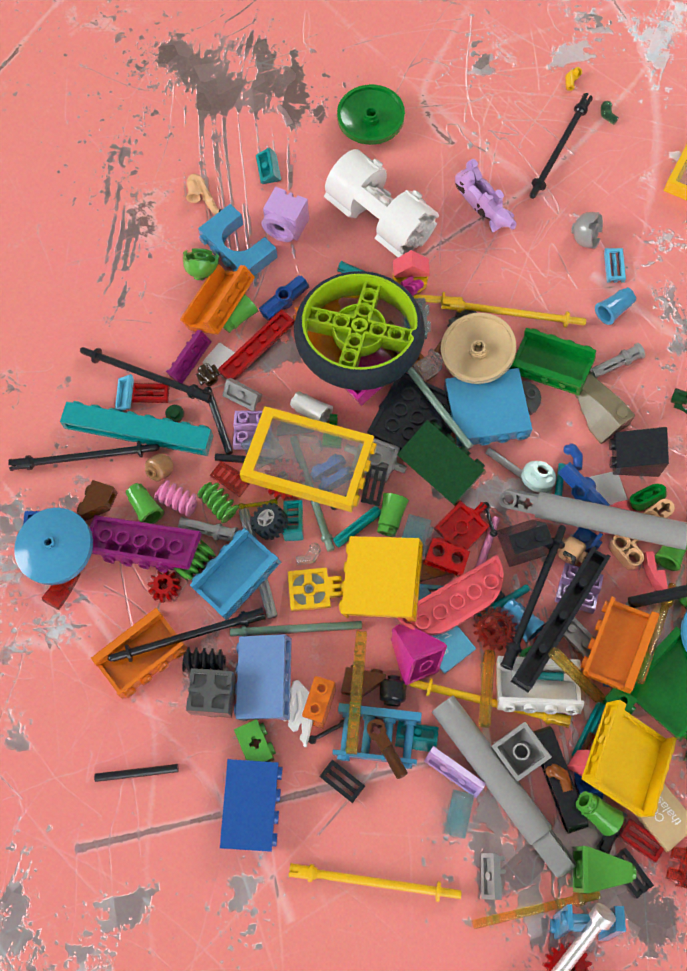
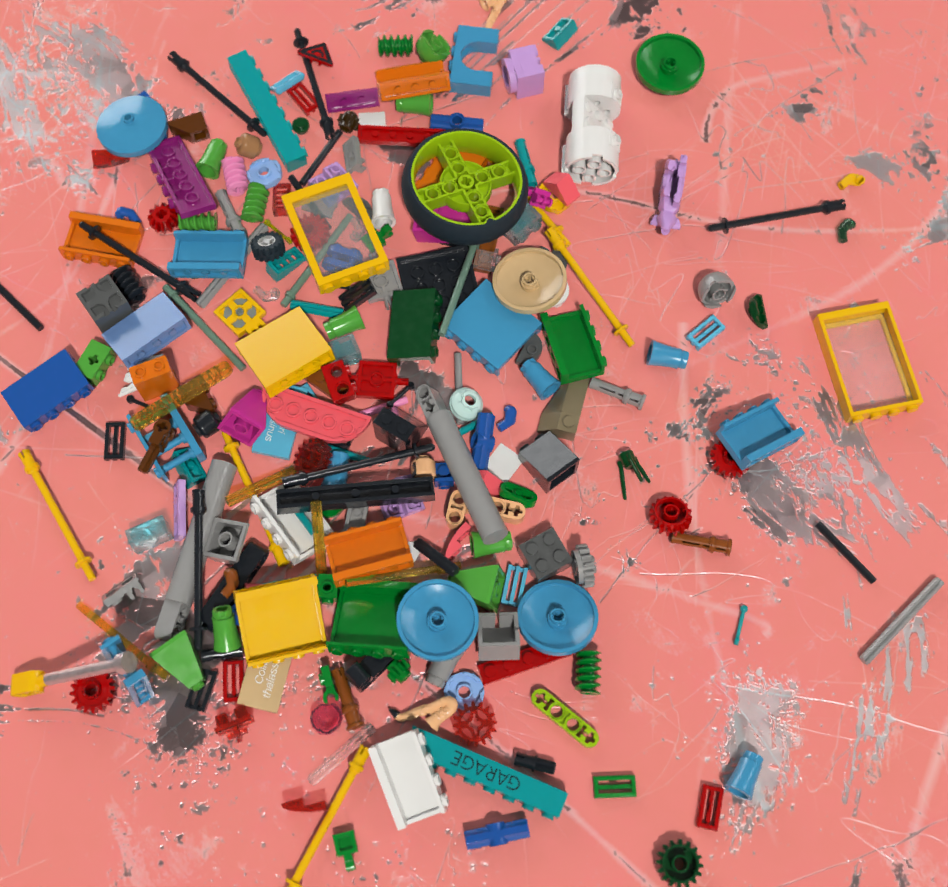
camera: 45 degrees right, 0 degrees up
(121, 350) = (317, 53): none -> piece
(131, 611) = (130, 213): none -> blue arm
(169, 286) = (395, 46): none -> green piece
(193, 463) = (261, 165): none -> light blue tile
(479, 755) = (198, 510): none -> black bar
(561, 406) = (540, 378): none -> dark azure plant
(627, 217) = (757, 311): none -> dark green plate

